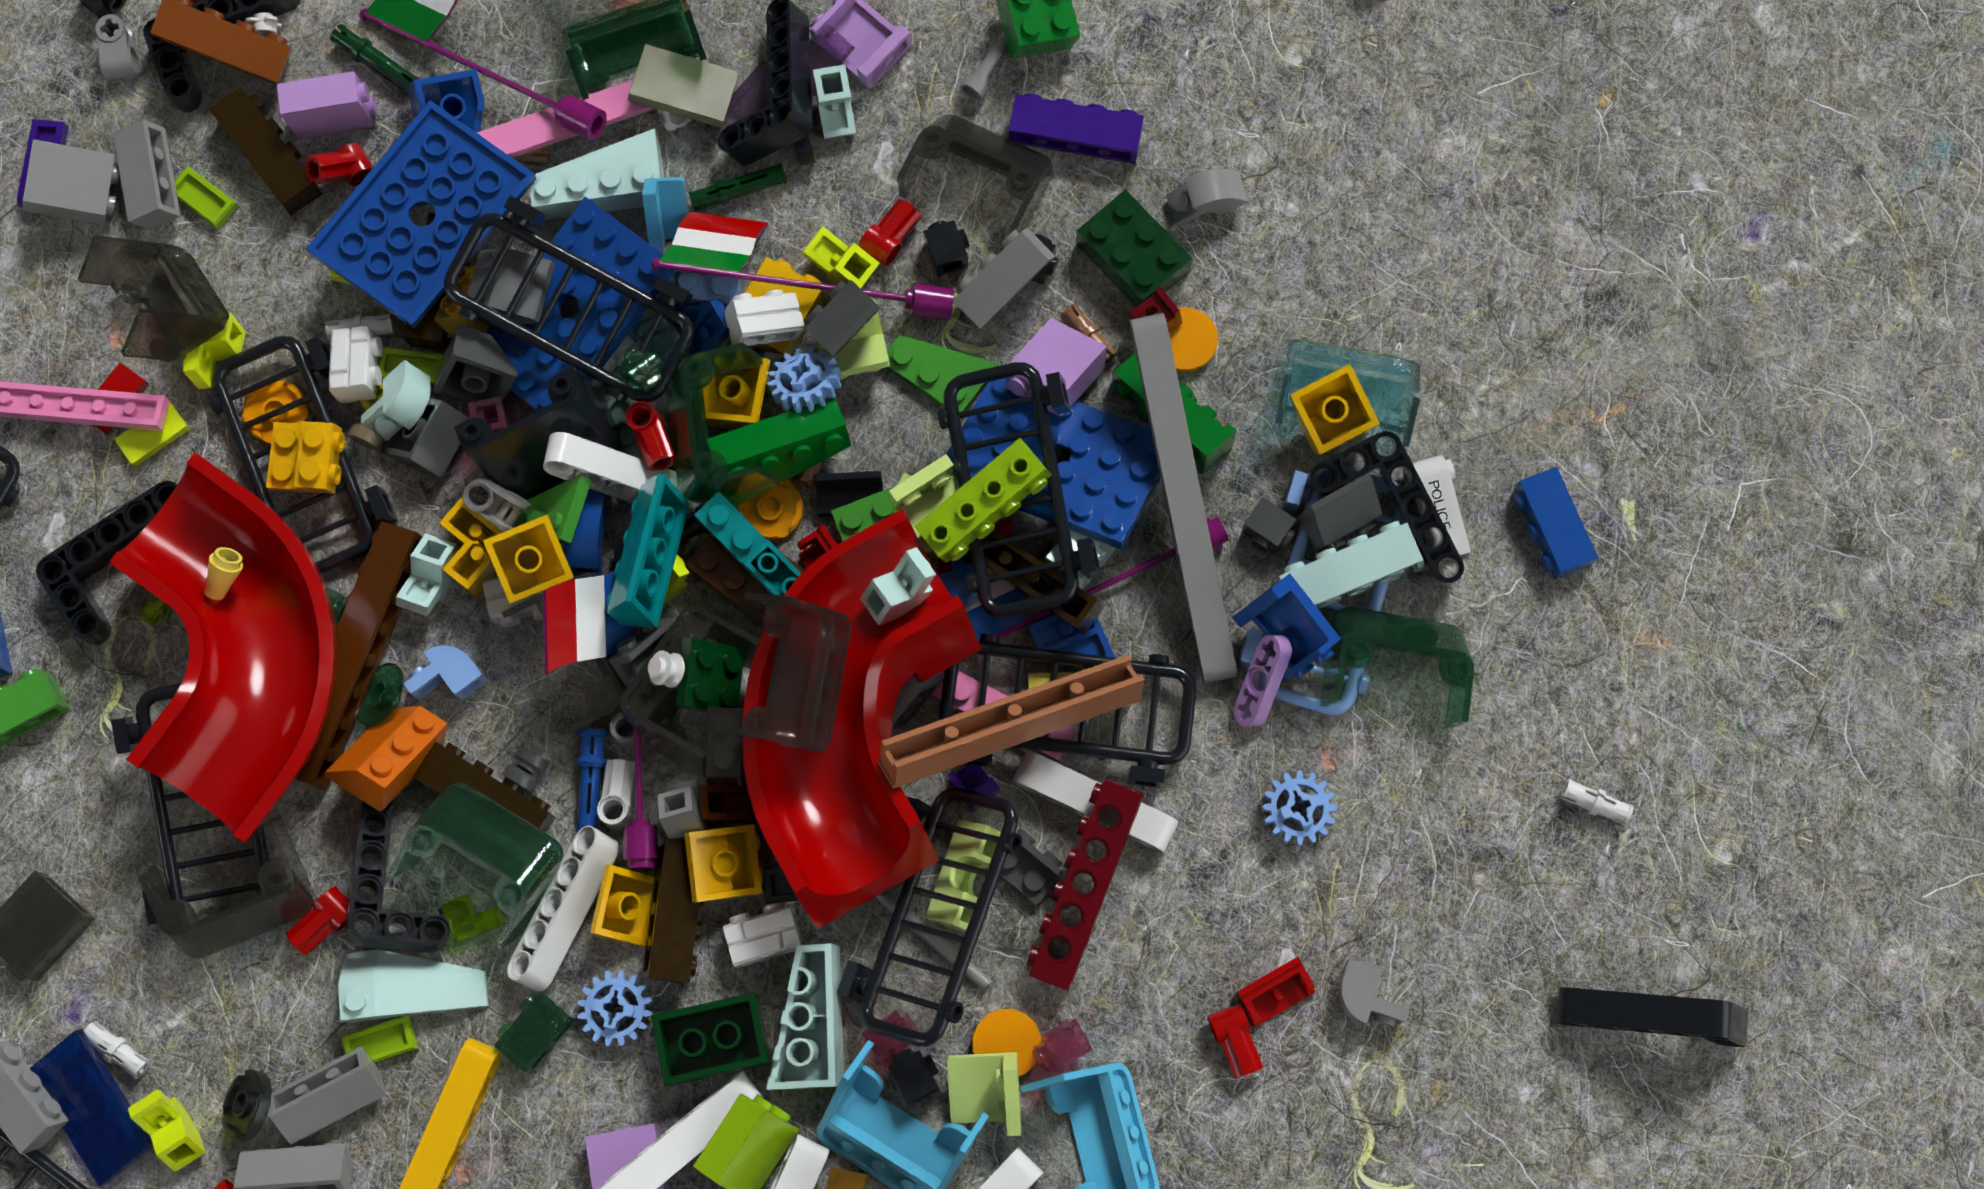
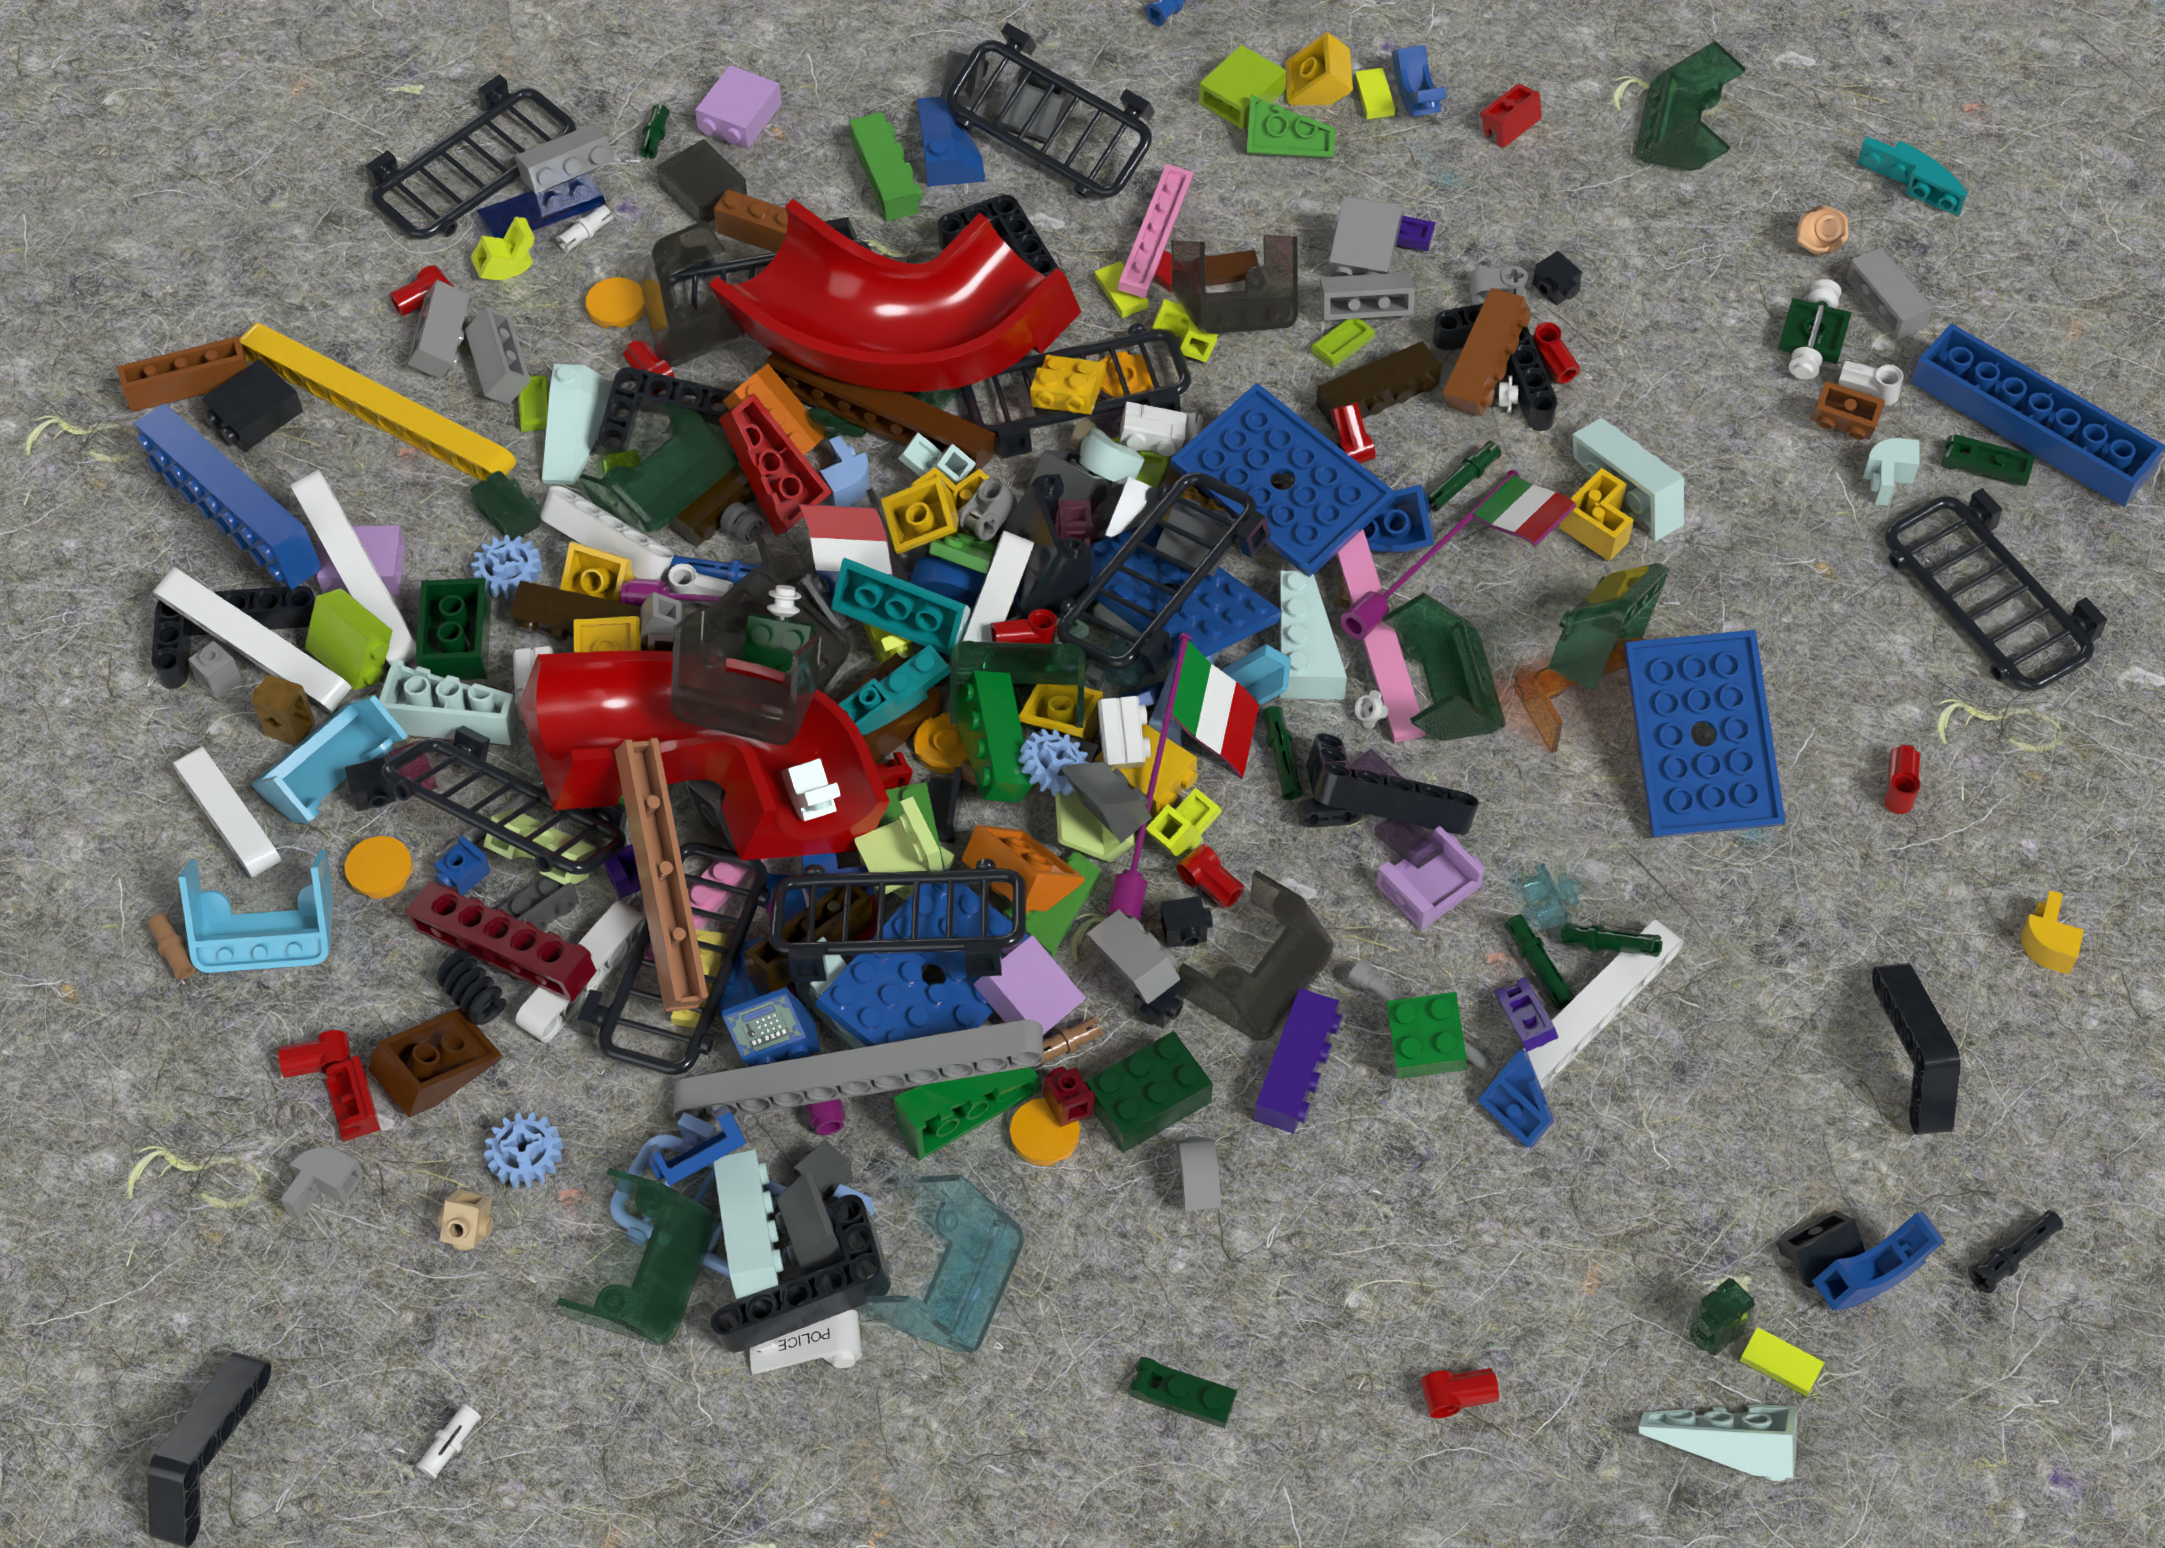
camera: 95 degrees right, 20 degrees down
(97, 841) = (751, 220): none -> dark orange brick
(109, 325) = (1229, 267): none -> reddish brown tile
(222, 572) = (965, 302): light yellow cone -> none
(224, 986) = (615, 302): none -> light orange tile
(247, 1105) = (509, 303): pearl dark grey tile -> none
(326, 105) = (1412, 426): lavender brick -> none
(464, 737) = (772, 464): none -> red wedge
(641, 370) = (1081, 616): clear green gear -> none
(683, 86) = (1385, 709): tile -> none
(833, 101) = (1362, 840): light aqua brick -> none
(908, 403) = (1045, 874): none -> orange slope
(983, 501) = (885, 878): lime brick -> none
(985, 950) = (462, 867): none -> blue brick
(985, 1085) = (340, 832): yellowish green bracket -> none
(1061, 1046) = (357, 902): clear pink brick -> none
(1134, 906) = (471, 987): none -> black piece
(1143, 594) = (772, 1029): none -> slope
(1220, 921) = (432, 1061): none -> reddish brown slope
(1272, 659) = (657, 1129): lavender beam -> none
(1333, 410) = (925, 1244): yellow slope -> none
(1385, 840) = (465, 1219): none -> tan brick
(1414, 182) = (1183, 1393): none -> dark green plate
(1554, 523) = (758, 1457): blue brick -> none

